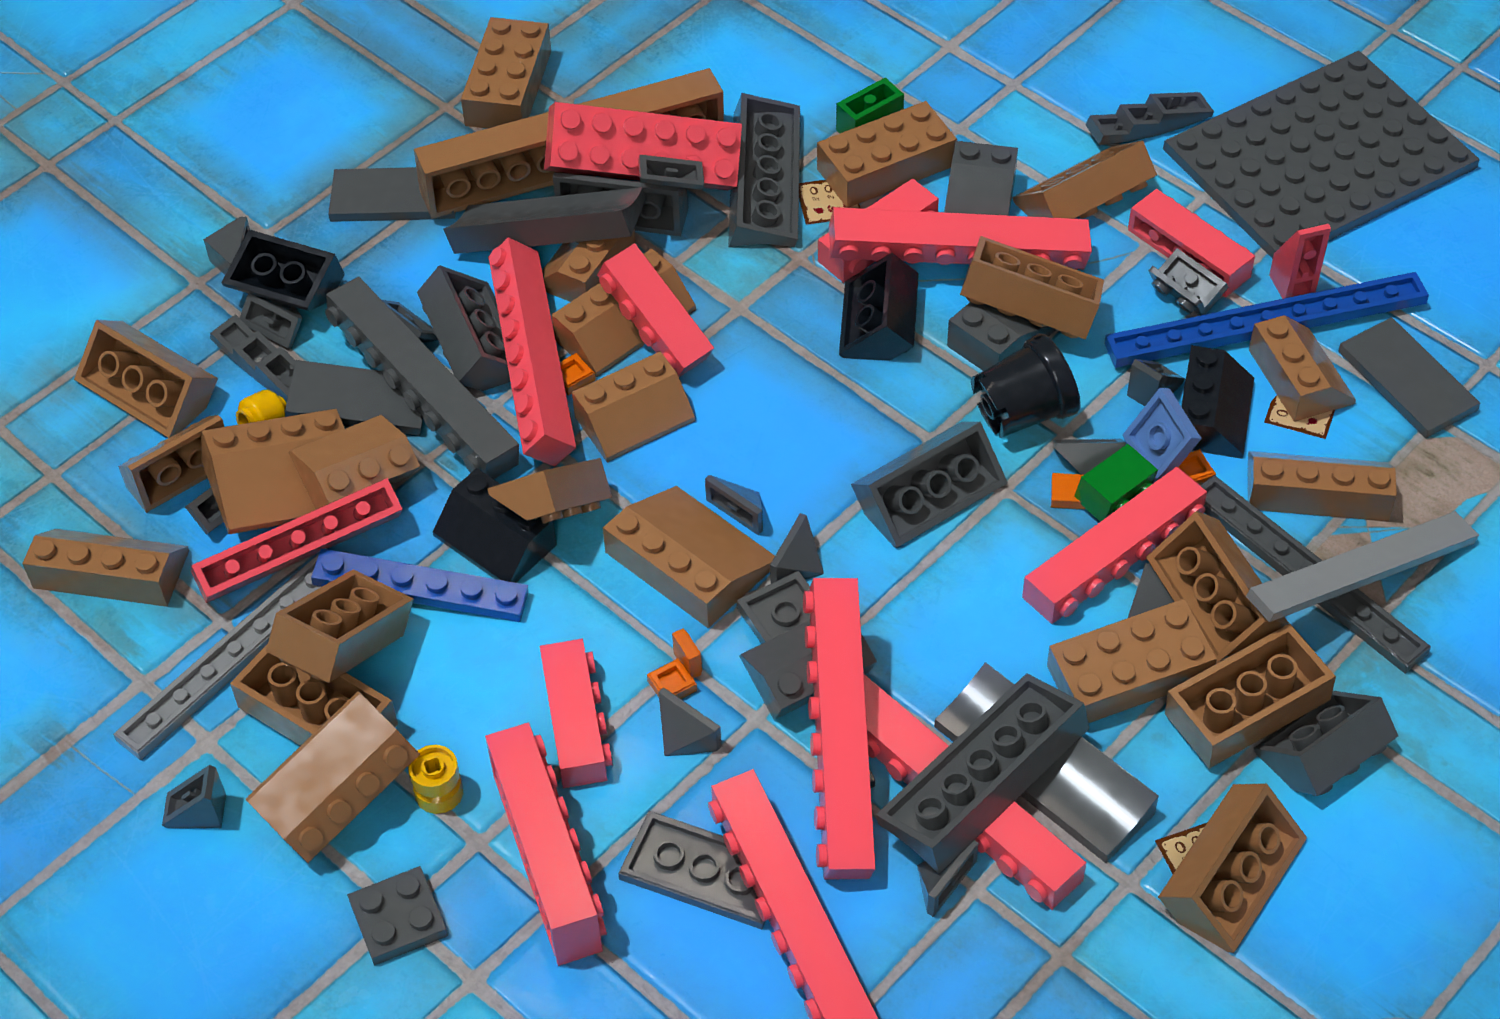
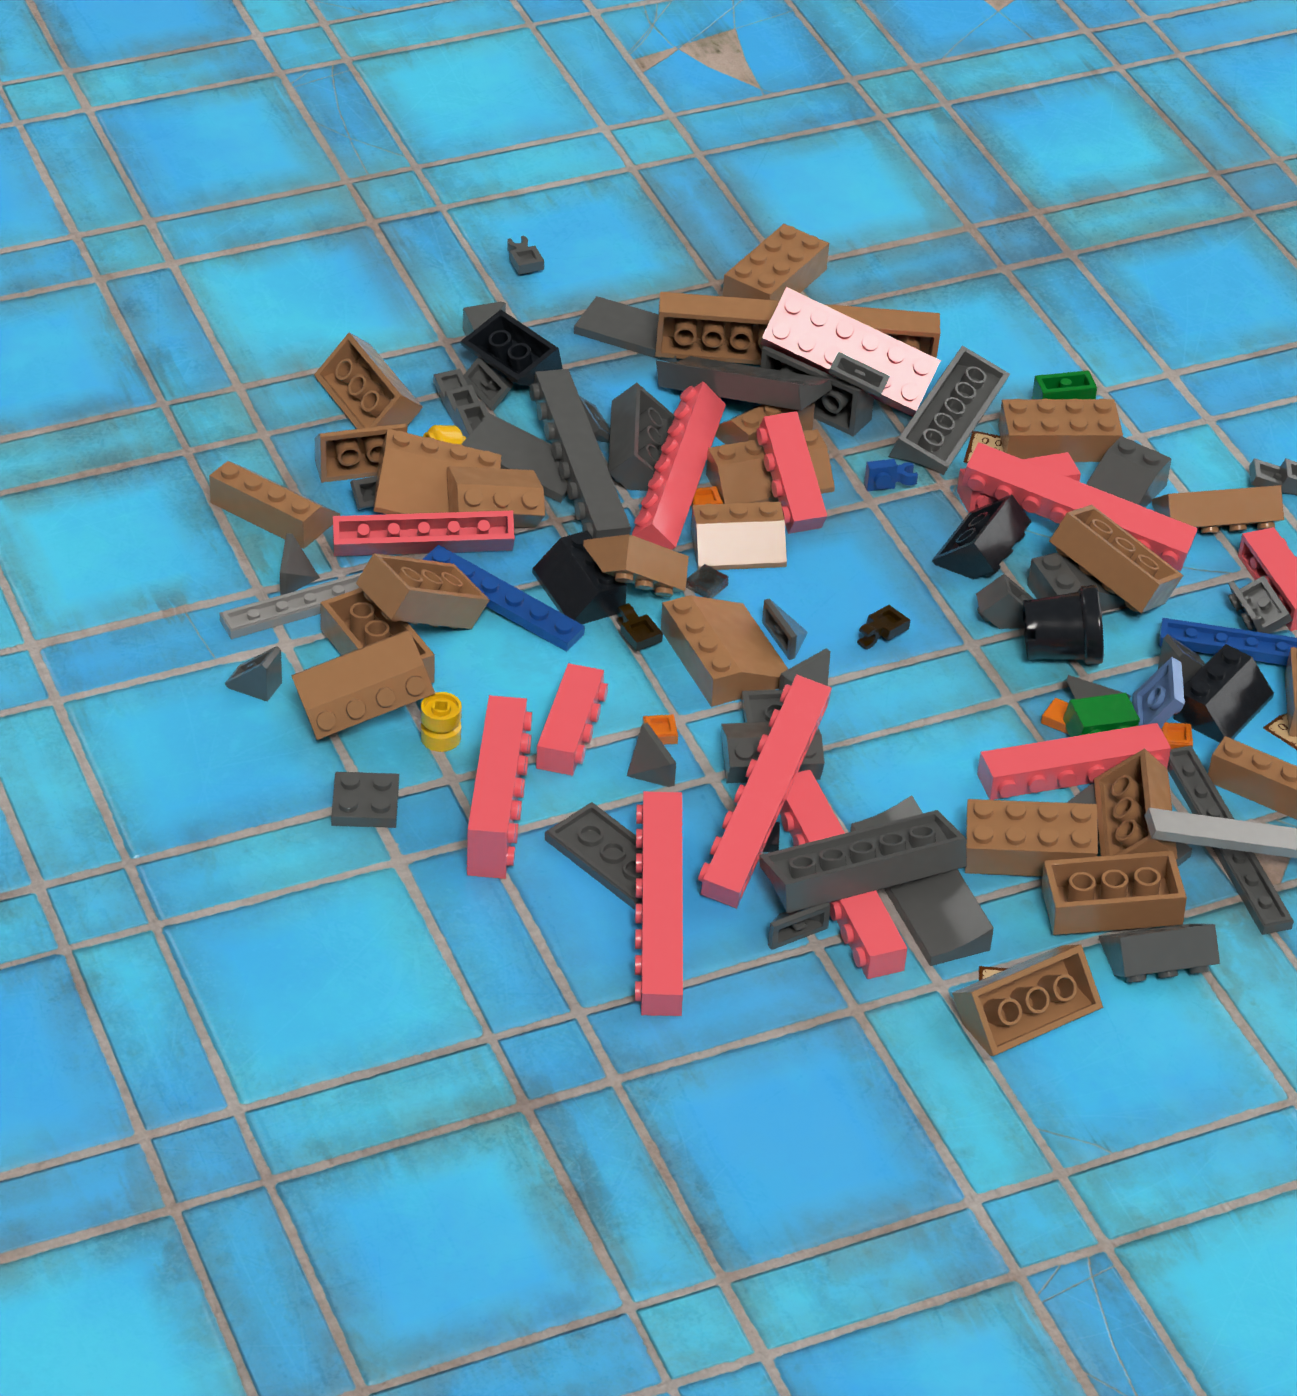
camera: 20 degrees right, 10 degrees down
(173, 638) = (295, 567): none -> dark grey slope
(236, 151) = (524, 258): none -> dark grey plate
(587, 566) = (637, 630): none -> dark brown plate
(626, 473) = (707, 581): none -> clear smoke plate
(687, 652) = (682, 712): orange tile -> none
(741, 271) = (885, 473): none -> blue plate
(836, 453) = (885, 623): none -> dark brown plate
(930, 483) = (949, 669): dark grey slope -> none
(945, 381) = (1002, 603): none -> dark grey slope

